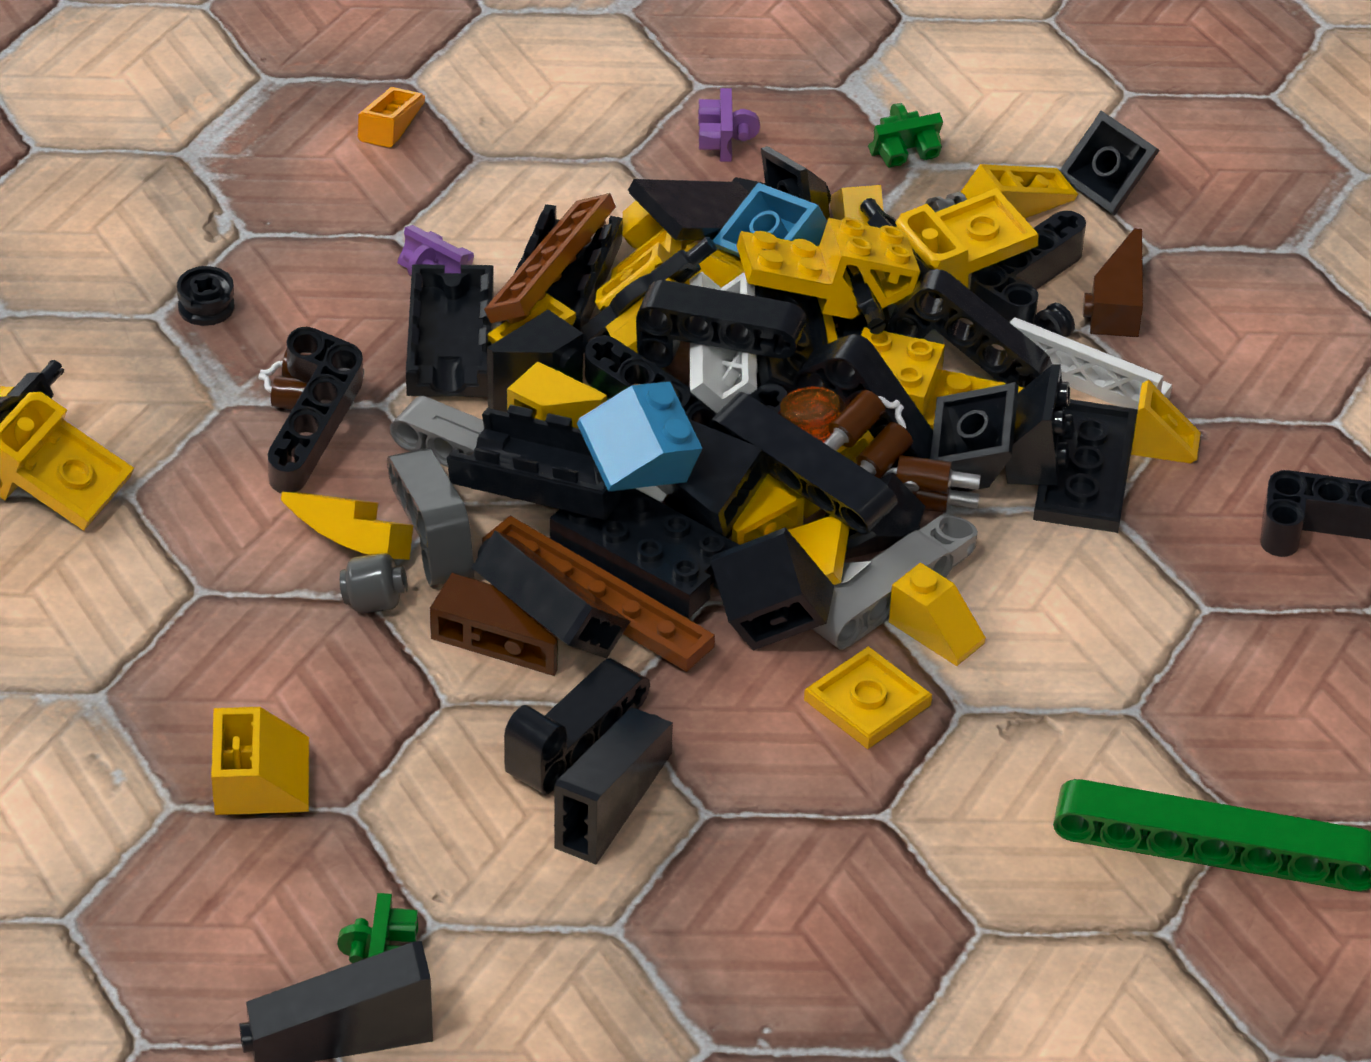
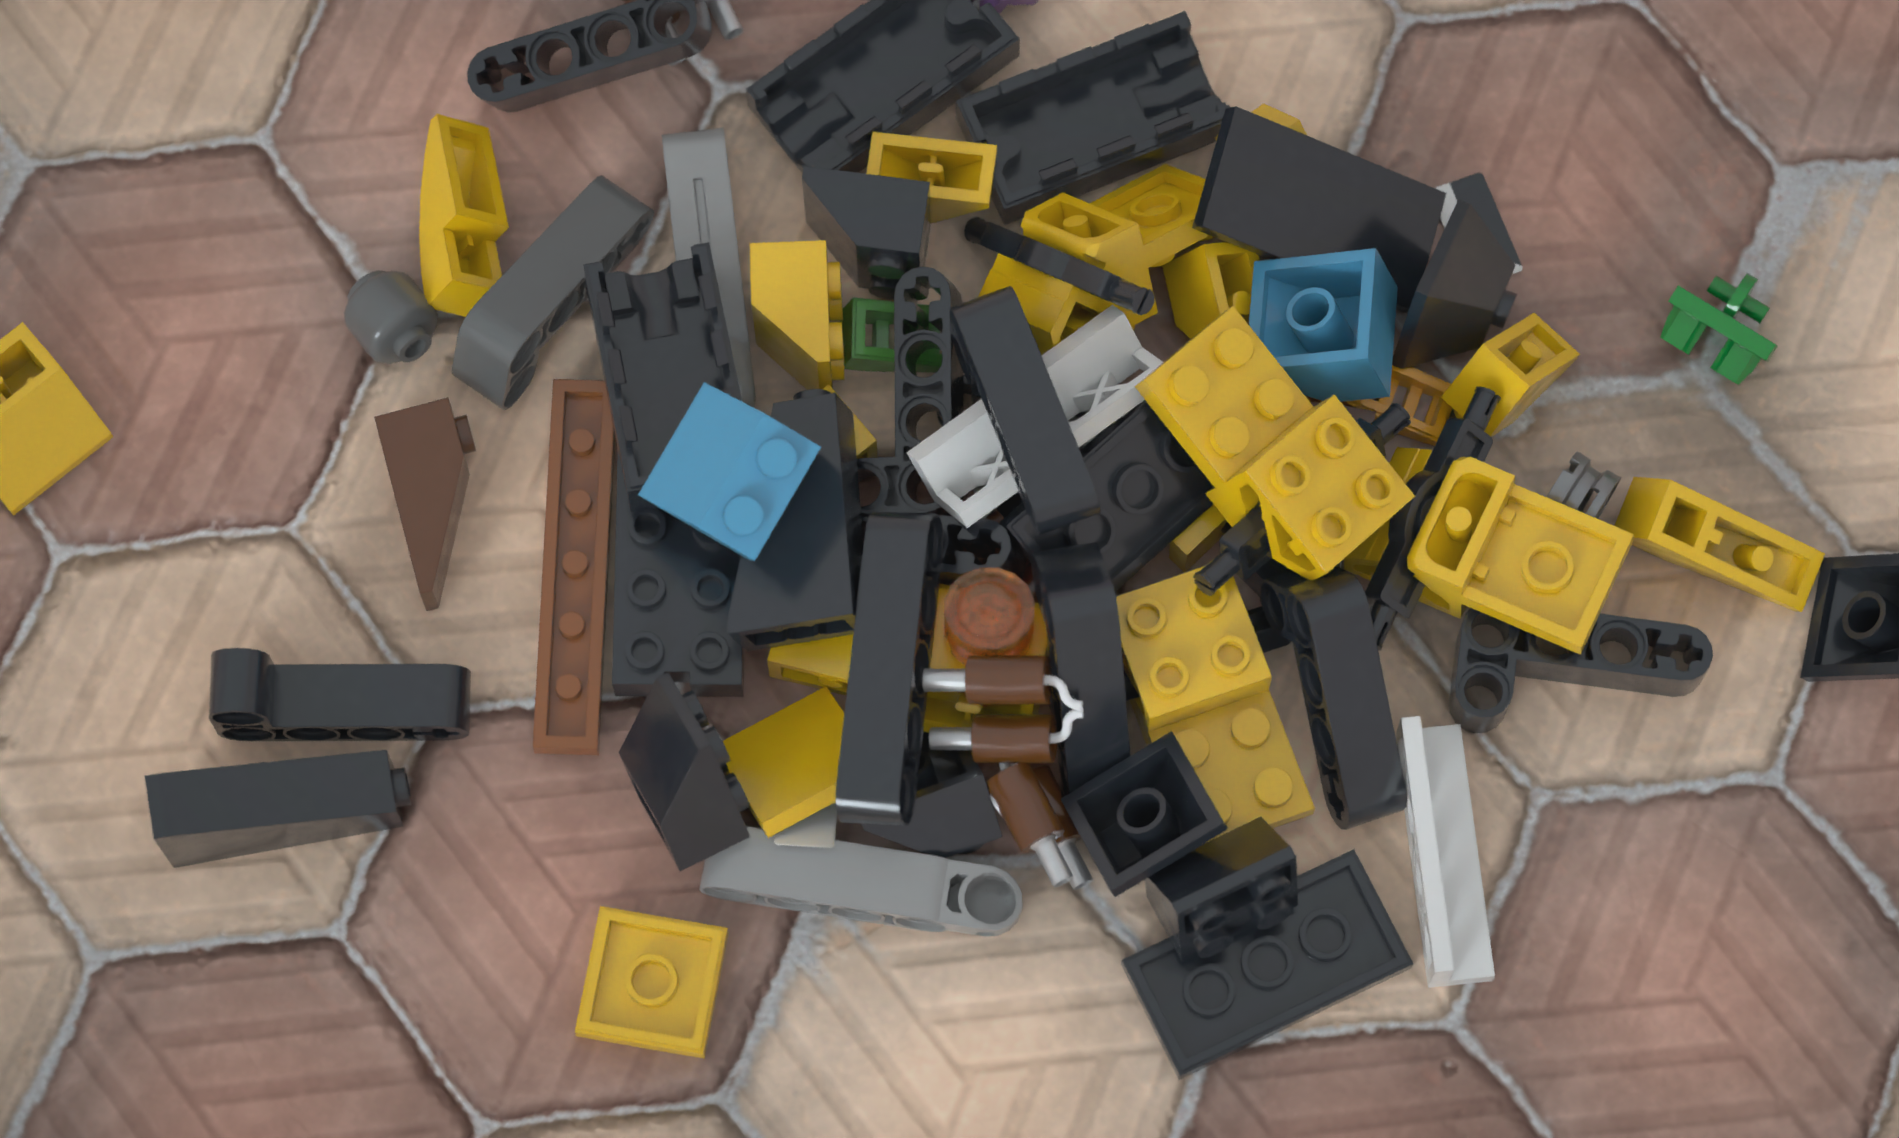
camera: 55 degrees right, 30 degrees up
(549, 259) = (1068, 100): dark orange plate -> none
(550, 595) = (495, 531): black slope -> none
(719, 124) = (1569, 75): medium lavender hips -> none
(934, 614) = (830, 975): yellow slope -> none
(1056, 319) = (1493, 757): black bush -> none
(1117, 291) = (1623, 793): reddish brown slope -> none
(1163, 429) = (1392, 1024): yellow slope -> none

